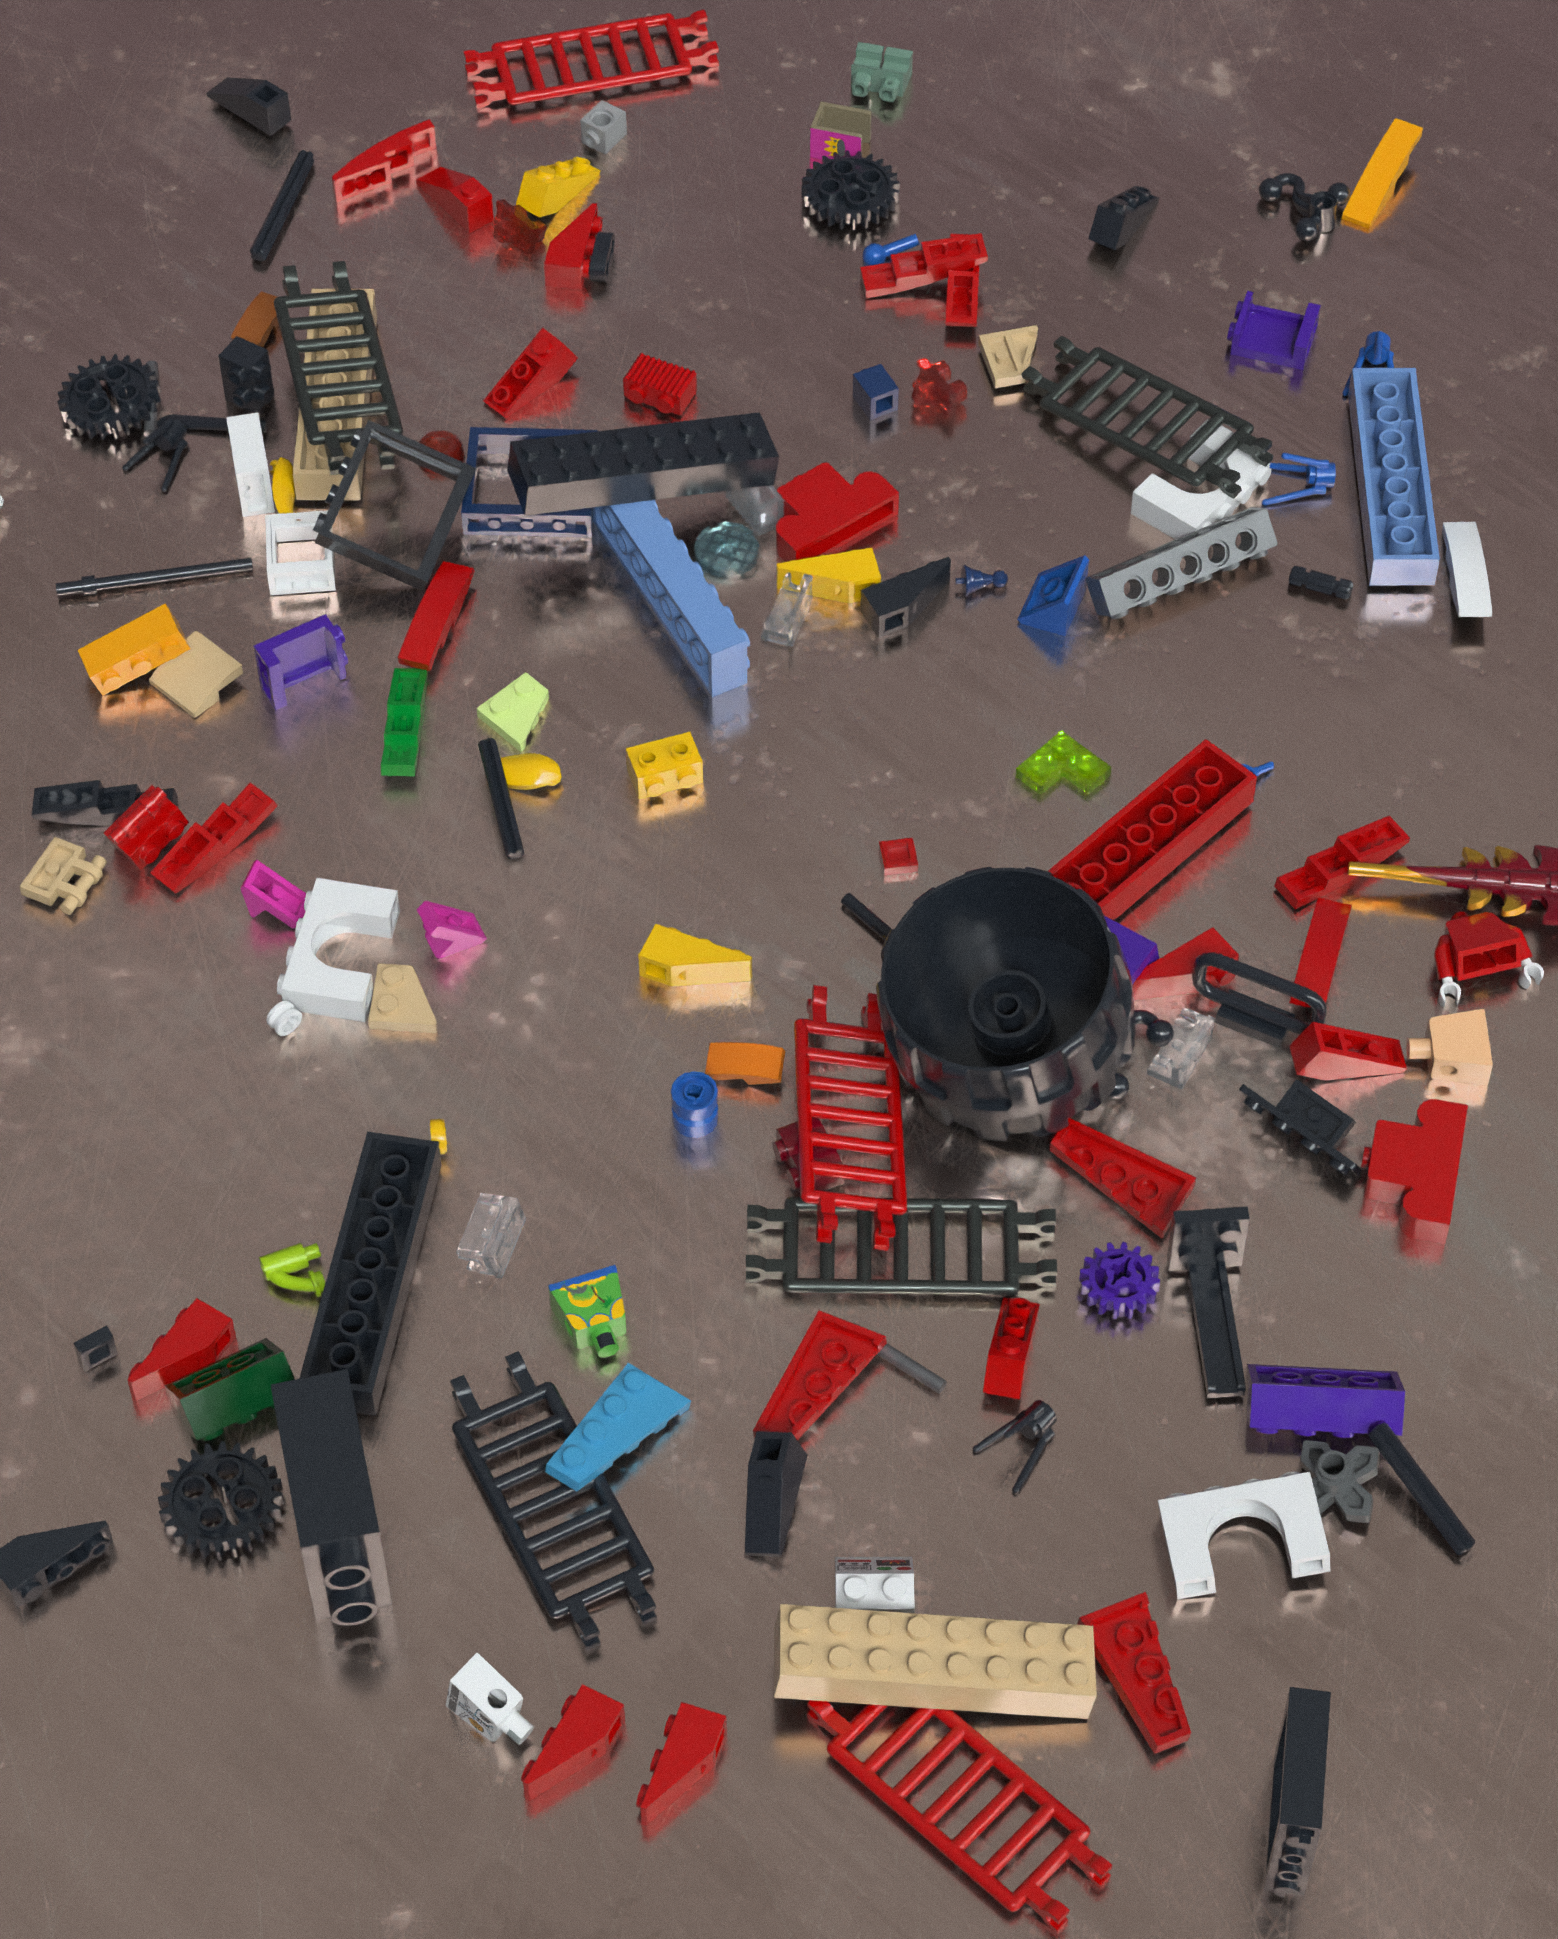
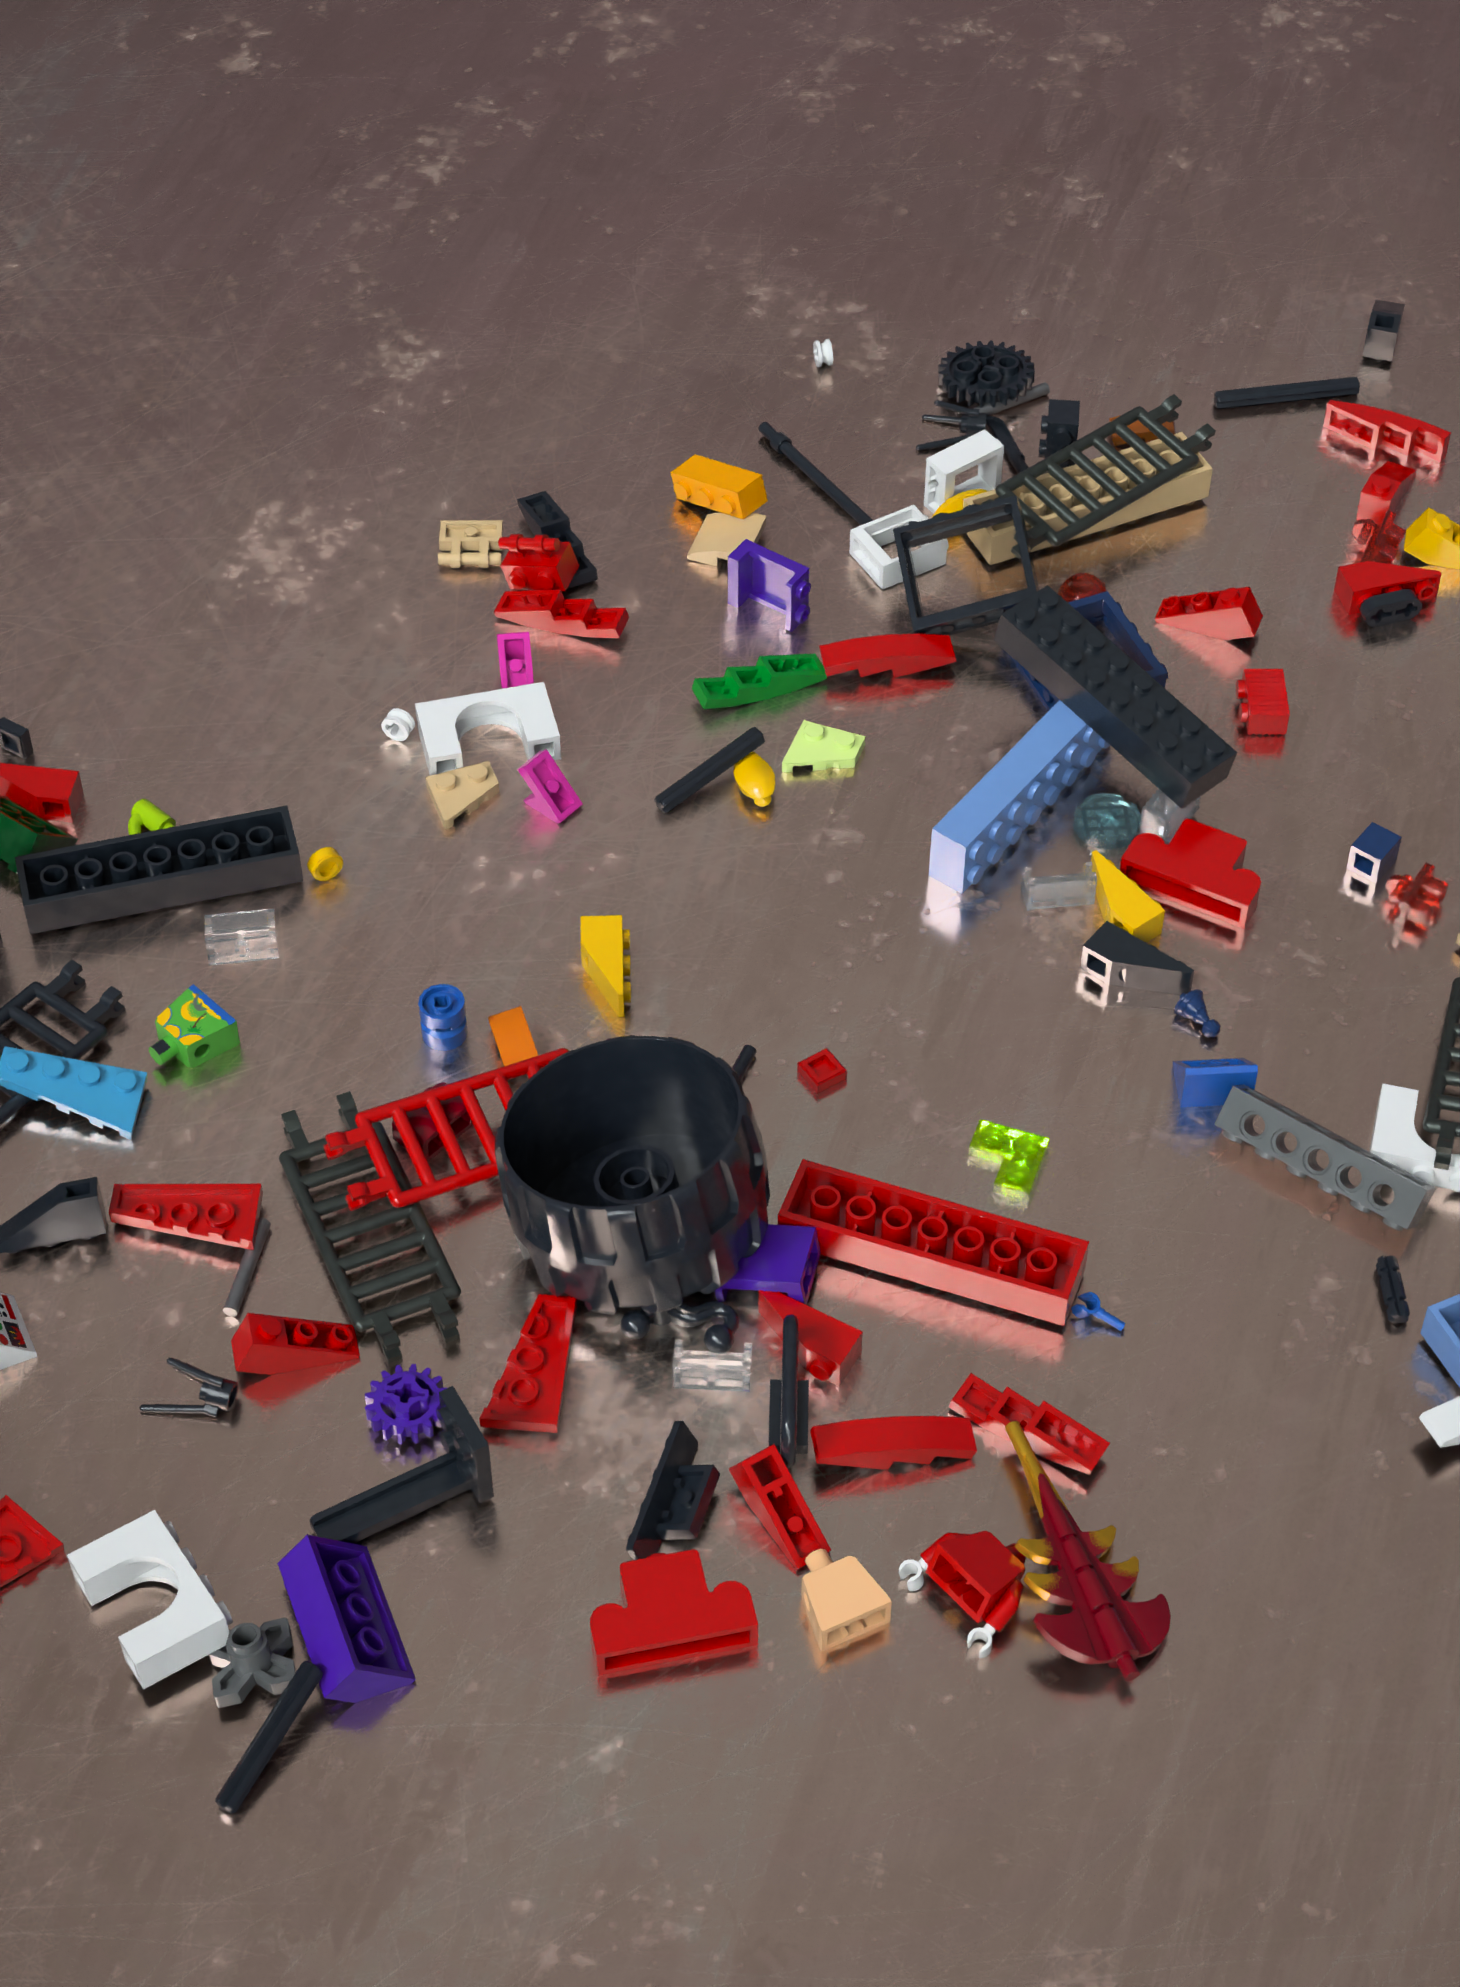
camera: 65 degrees right, 5 degrees down
(664, 765) = (817, 864): yellow brick -> none

